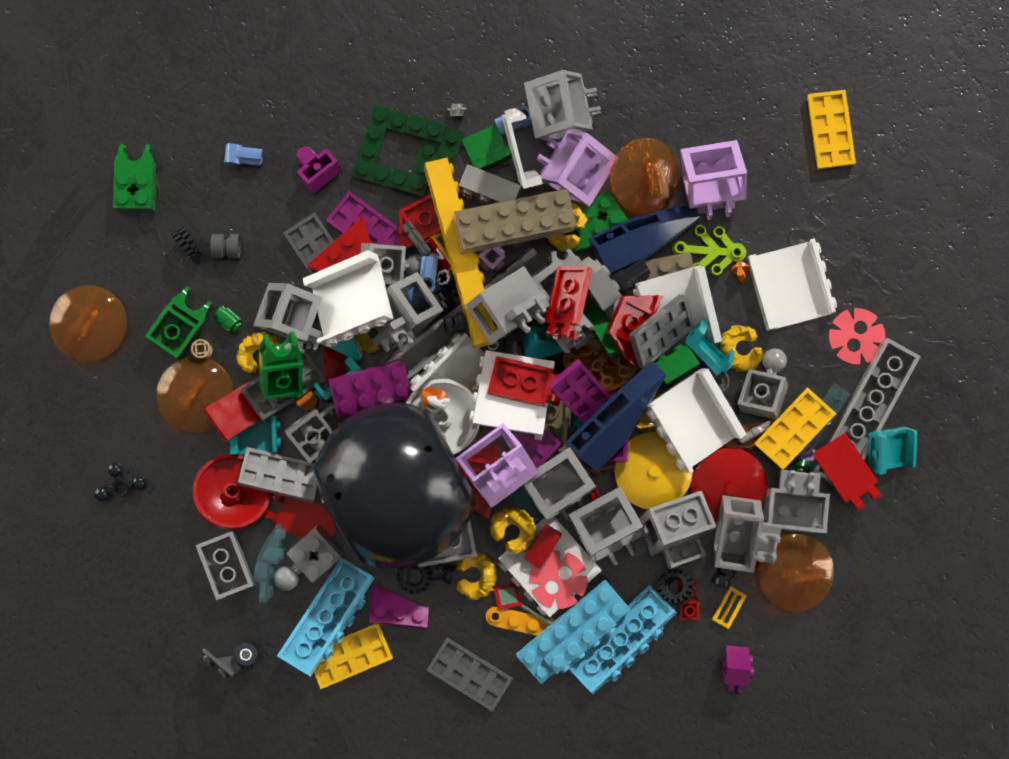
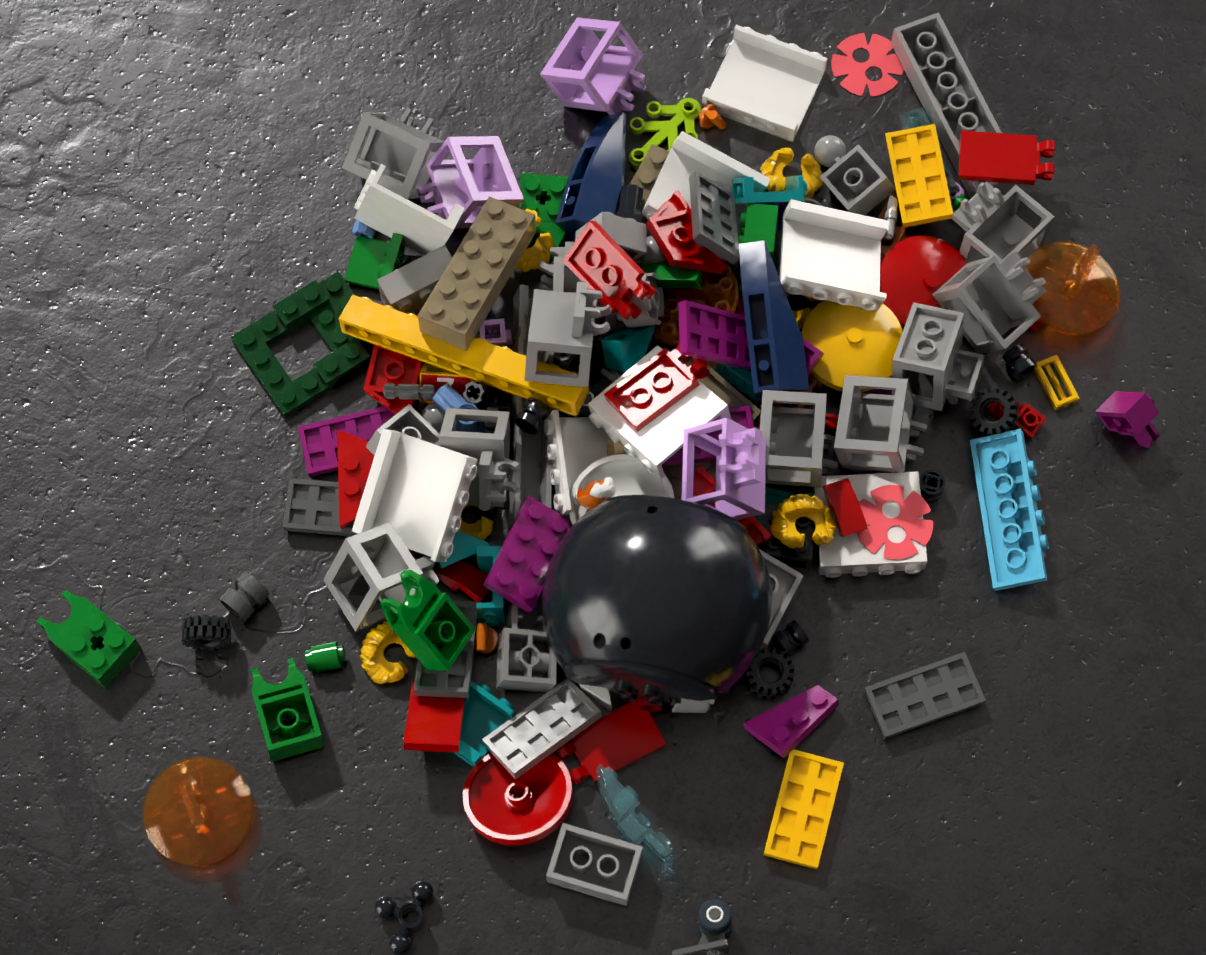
camera: 45 degrees left, 15 degrees down
(190, 388) = (368, 759): clear orange bracket -> none
(204, 348) = (336, 713): tan wheel -> none
(237, 155) = (158, 512): medium blue piece -> none
(312, 566) = (662, 807): light grey brick -> none
(316, 169) = (246, 440): magenta brick -> none
(327, 618) = (743, 797): medium azure plate -> none
(457, 110) = (309, 260): light grey plate -> none
(485, 583) = (832, 597): yellow piece -> none
(508, 597) = (871, 592): piece -> none
(517, 621) = (910, 598): light orange plate -> none
(574, 632) = (964, 551): medium azure plate -> none
(644, 176) = (537, 129): clear orange bracket -> none
(892, 449) = (1013, 104): teal panel -> none

